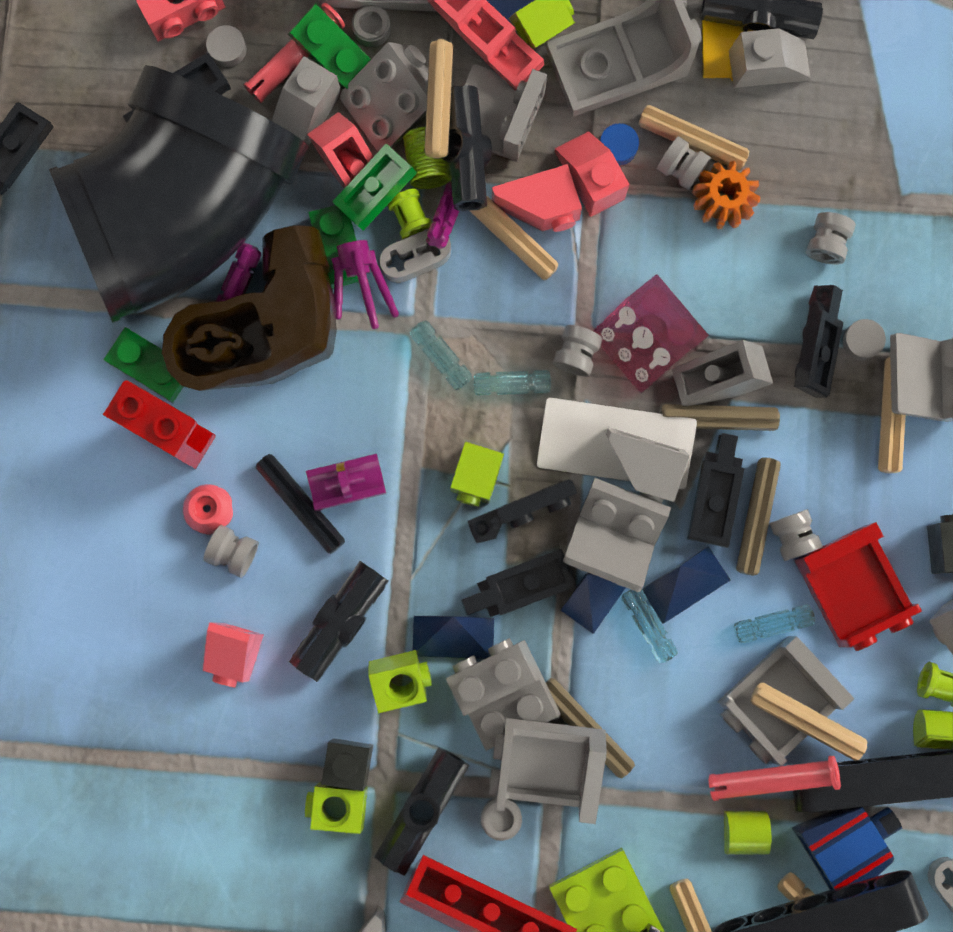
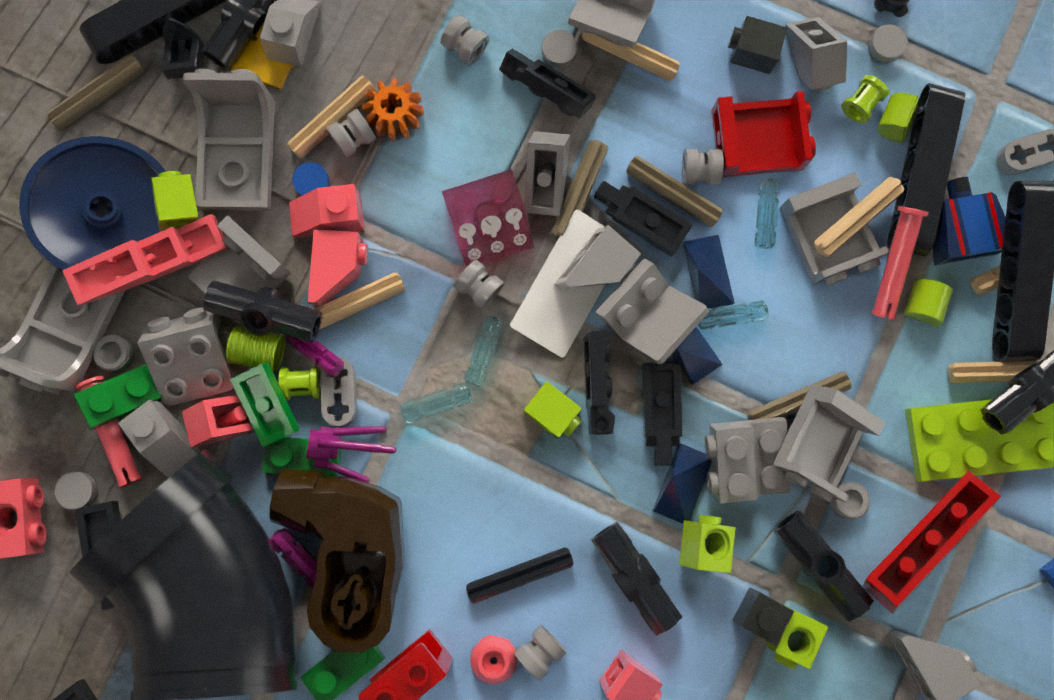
camera: 75 degrees left, 0 degrees up
(346, 482) = (518, 527): magenta hips -> none
(438, 99) = (209, 317): tan axle -> none

